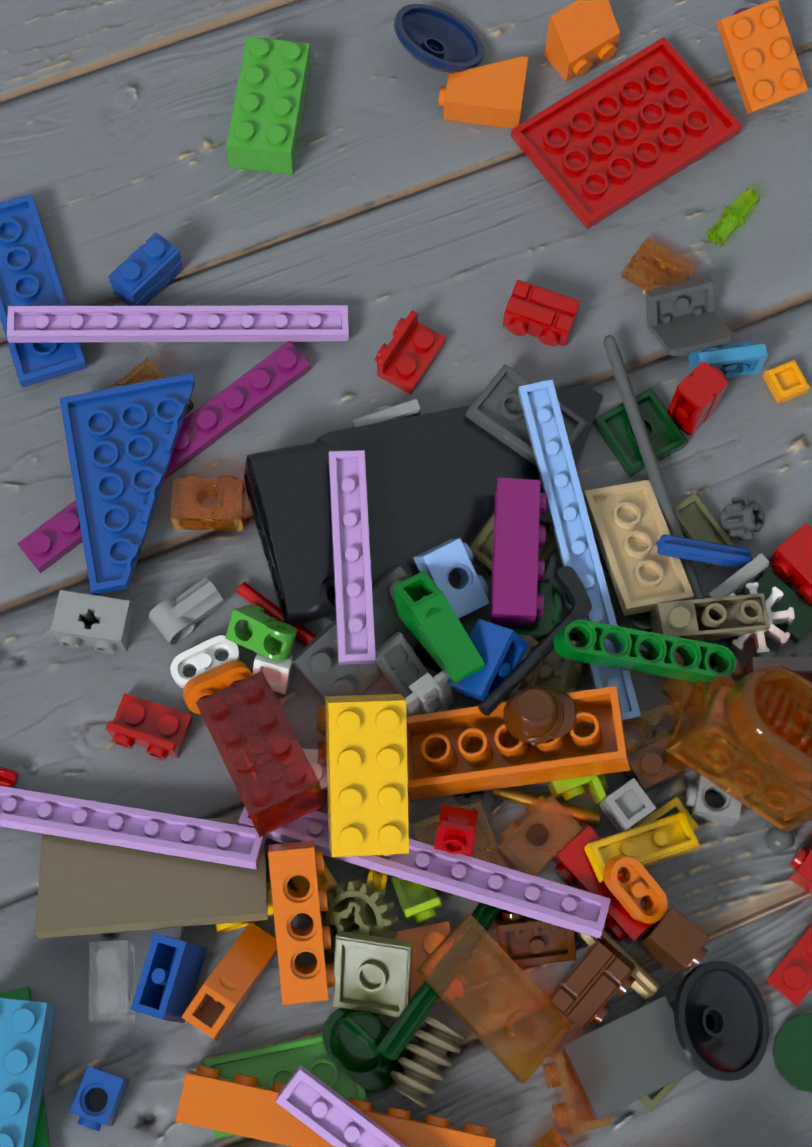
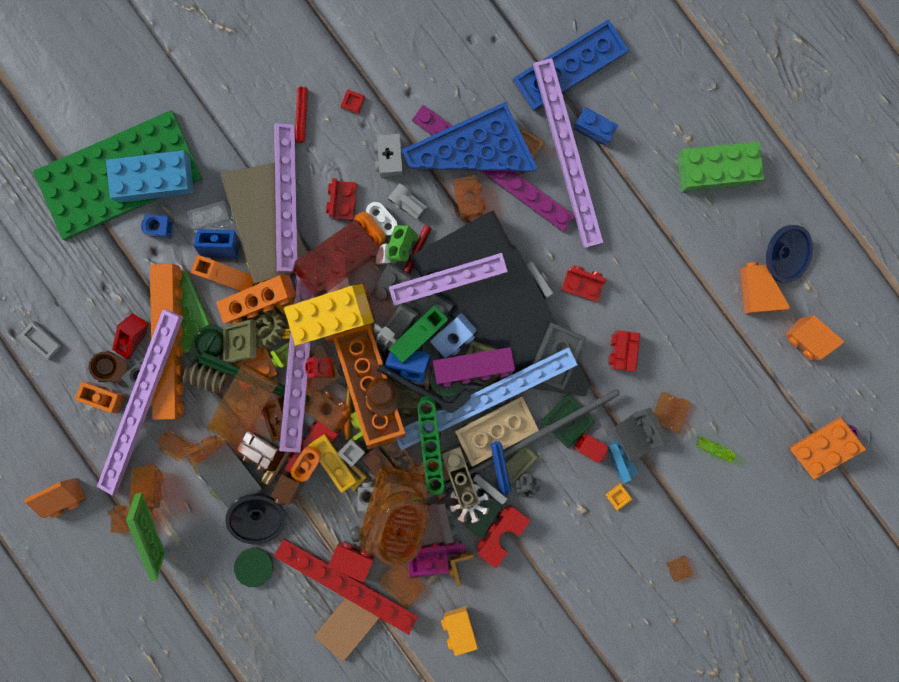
camera: 80 degrees right, 15 degrees up
(625, 132) = (757, 377): red plate -> none

